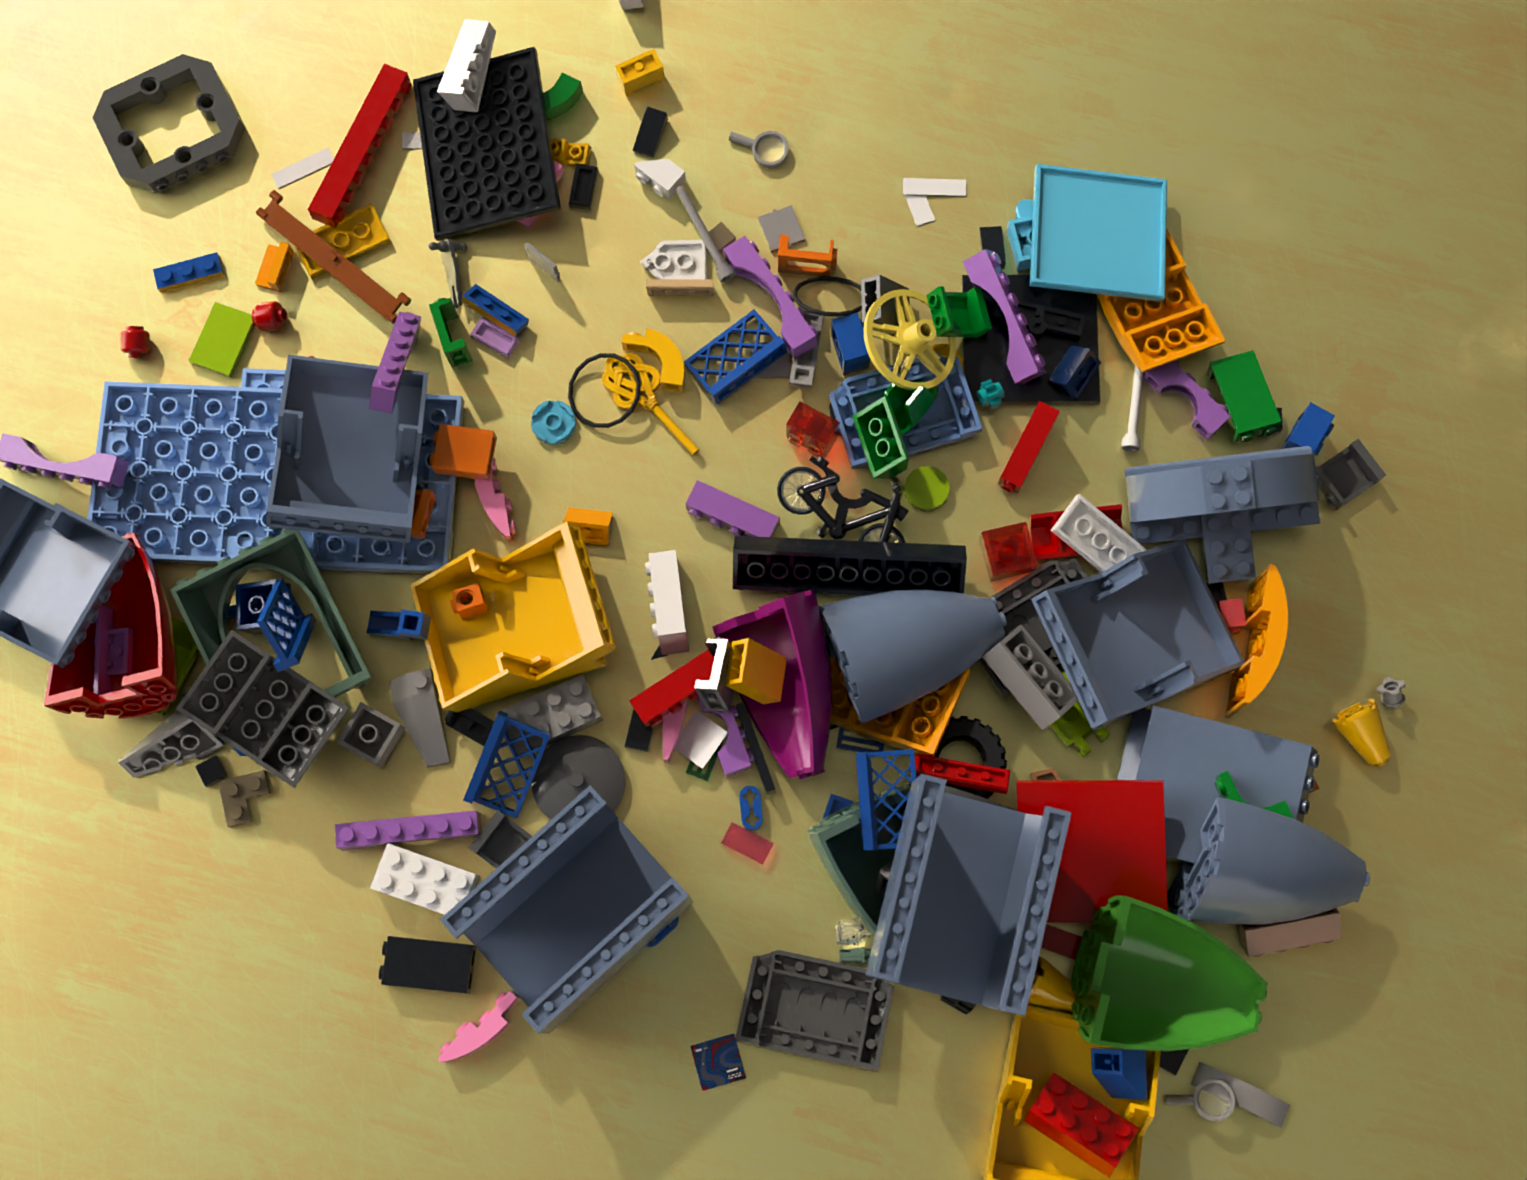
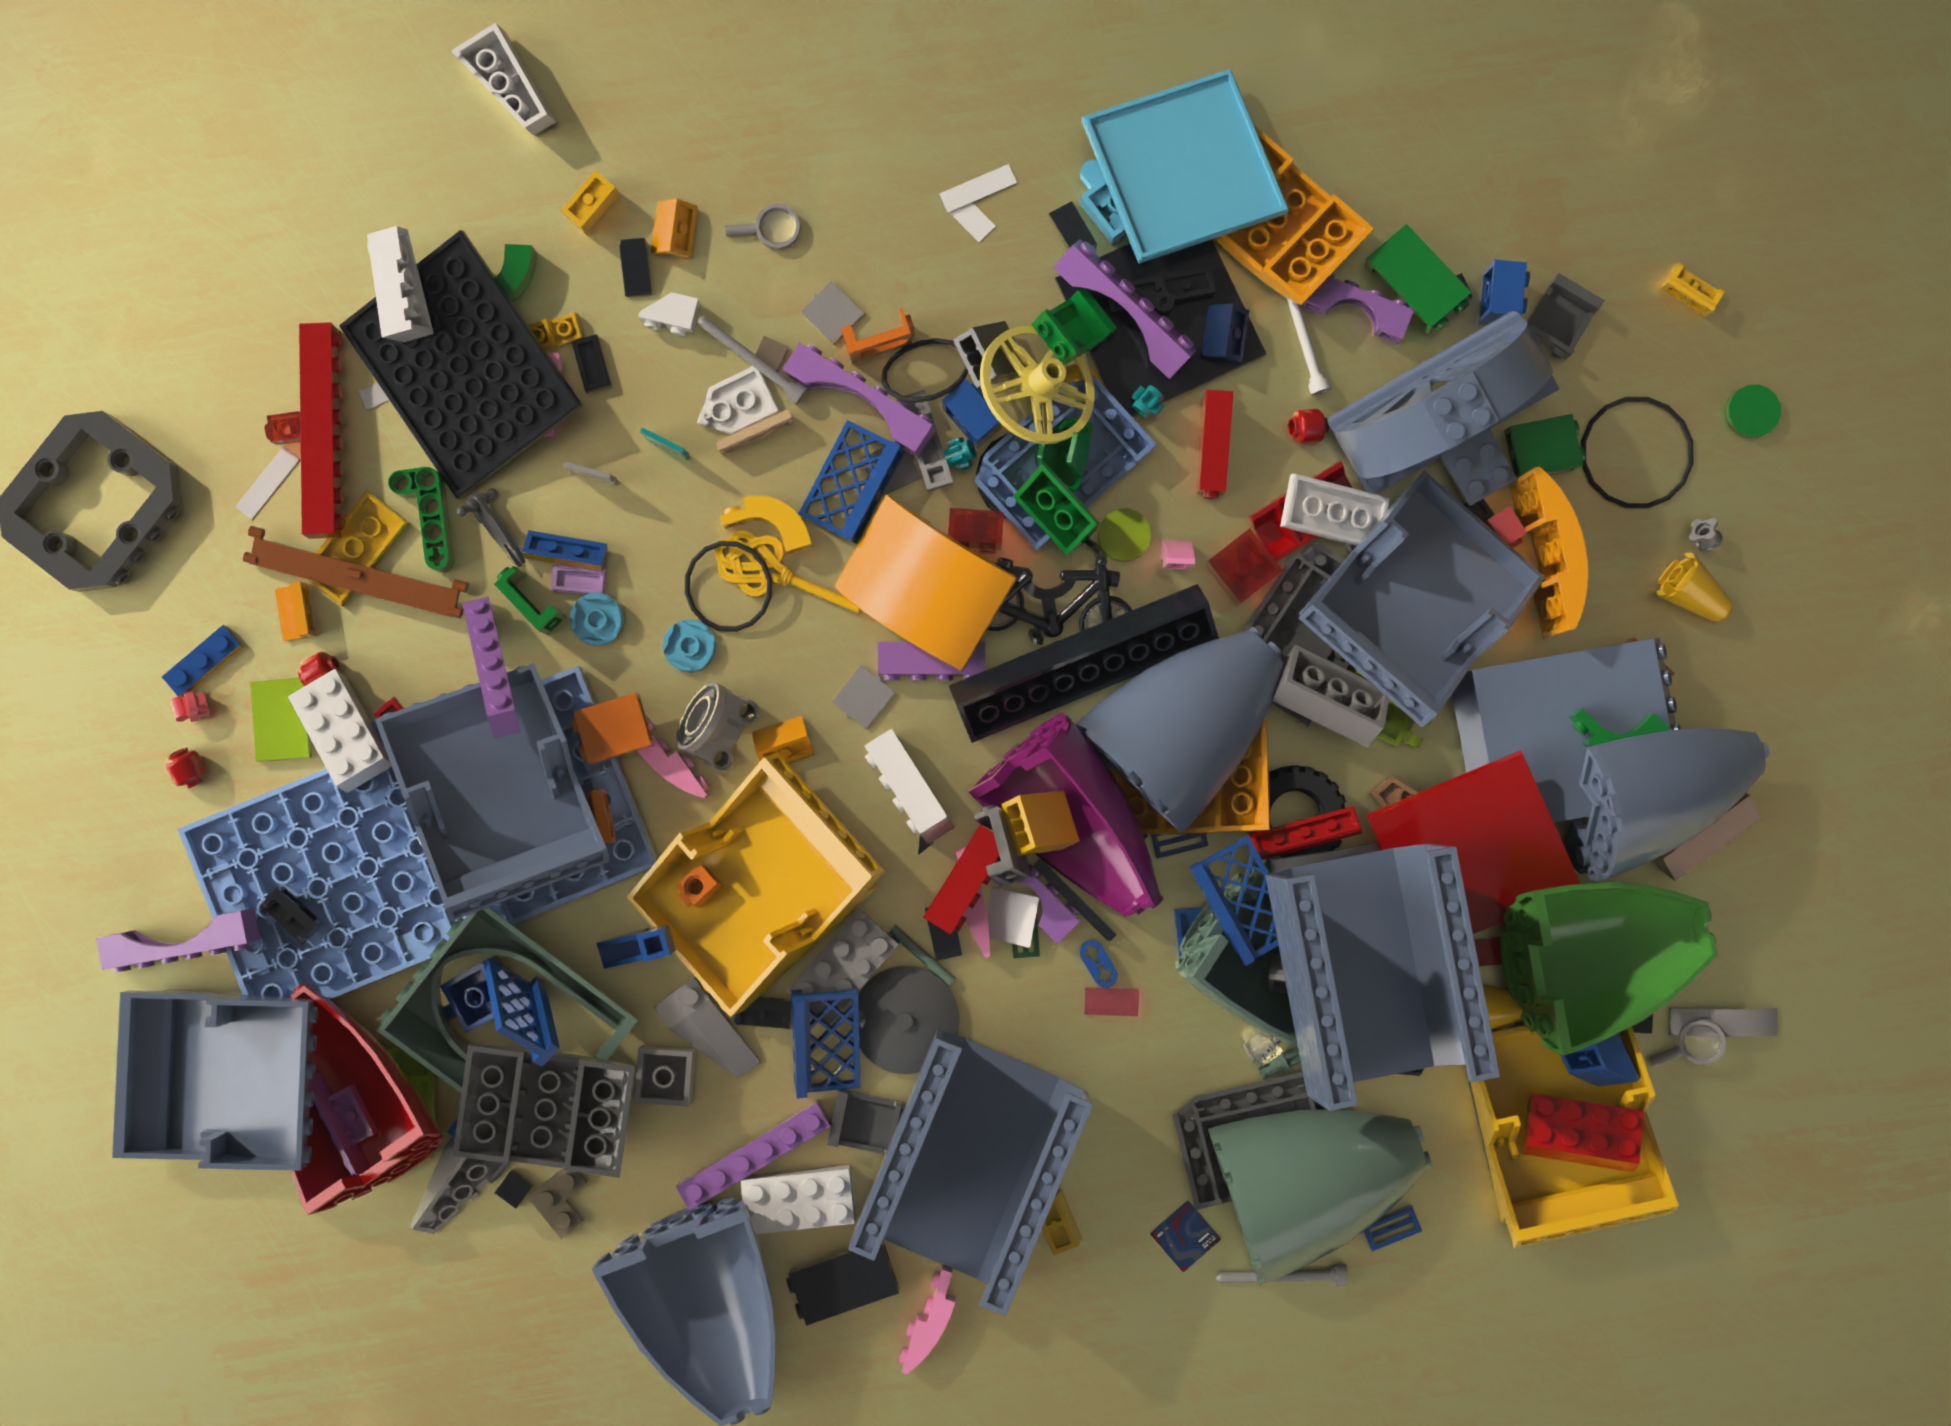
camera: 30 degrees left, 10 degrees up
(153, 480) = (291, 914): none -> black hinge
(163, 300) = (190, 707): none -> coral piece
(260, 361) = (340, 730): none -> white brick
(304, 928) = (699, 1306): none -> sand blue panel
(332, 128) = (276, 425): none -> clear red brick
(406, 244) = (428, 520): none -> green beam
(493, 370) = (596, 618): none -> medium azure tile
(542, 486) = (714, 724): none -> light grey piece
(608, 264) = (664, 443): none -> teal piece
(615, 736) = (922, 955): none -> sand green bar
(620, 999) = (1060, 1226): none -> yellow hinge
(666, 520) = (863, 697): none -> light grey piece
(693, 117) = (674, 228): none -> light orange panel
(754, 451) = (924, 584): none -> light orange slope
(825, 1151) = (1336, 1275): none -> light grey piece
(828, 370) = (960, 453): none -> teal gear
(842, 1062) = (1314, 1180): none -> sand green panel
(867, 1143) = (1396, 1237): none -> blue tile
(959, 517) = (1177, 554): none -> bright pink slope
(1107, 469) = (1307, 426): none -> red head
(1295, 563) = (1545, 444): none -> green panel
(1357, 651) = (1685, 430): none -> black piece
(1460, 500) = (1692, 290): none -> yellow hinge
(1472, 615) = (1753, 411): none -> green tile

